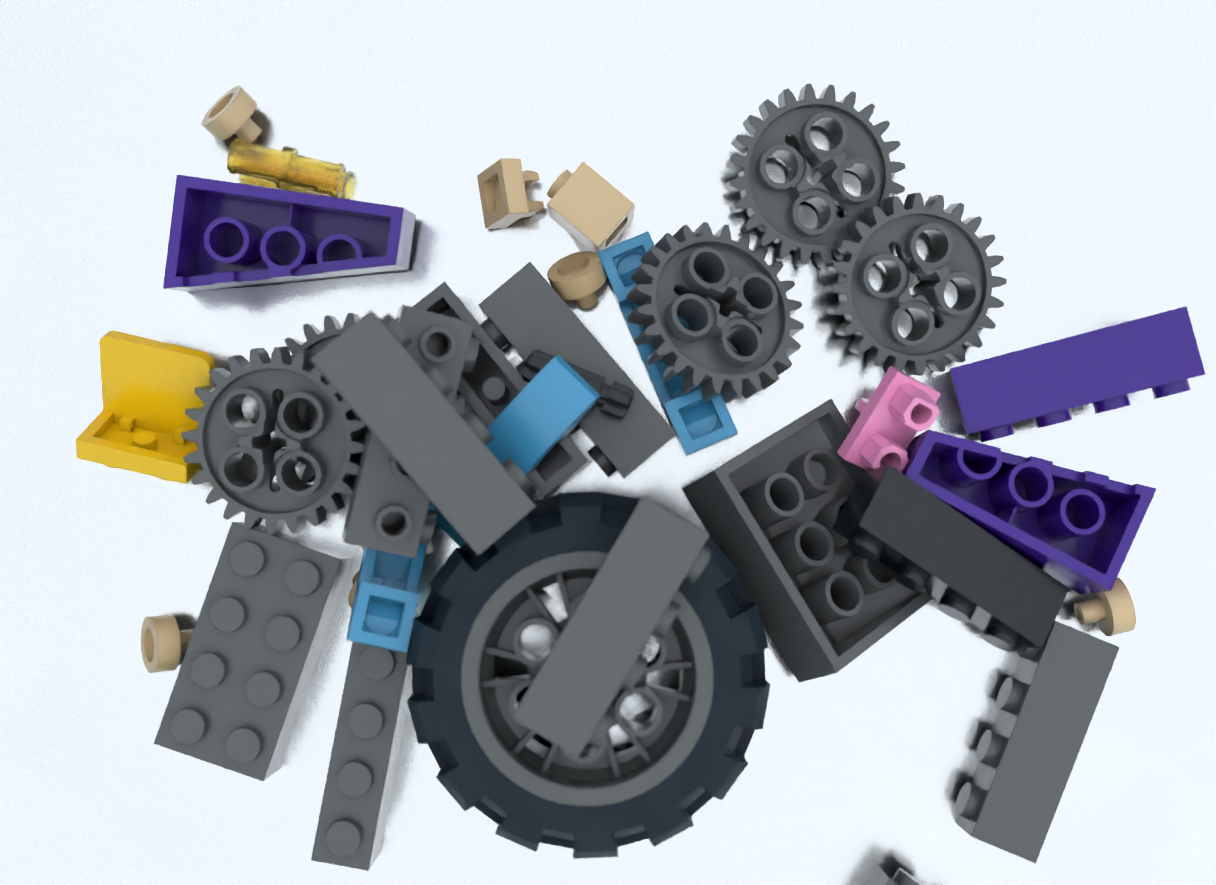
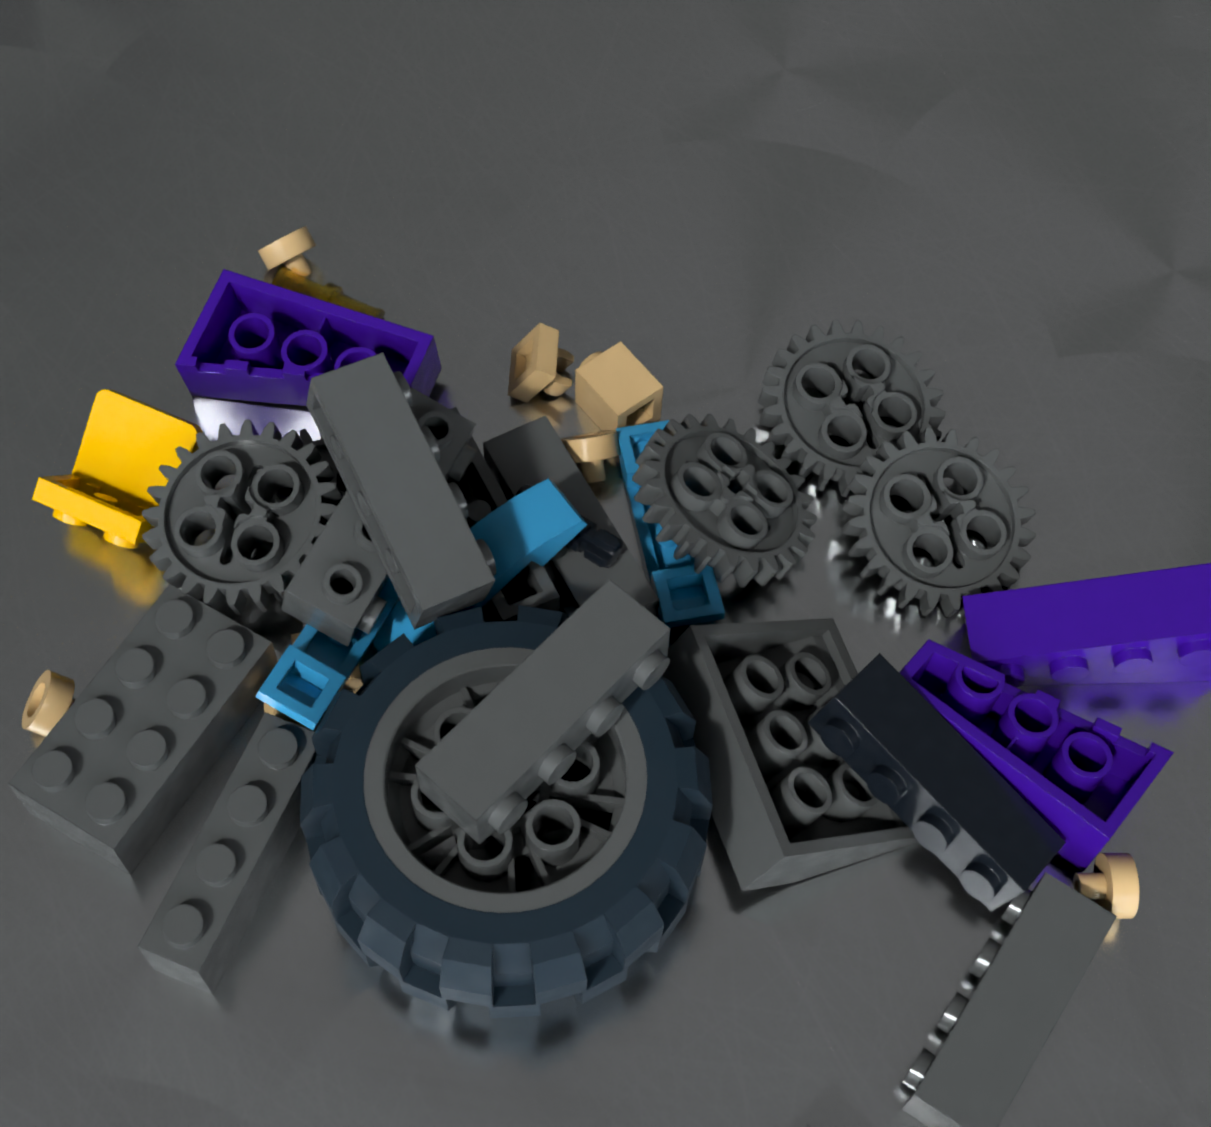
camera: 10 degrees right, 25 degrees down
(890, 421) = (893, 627): bright pink hips -> none

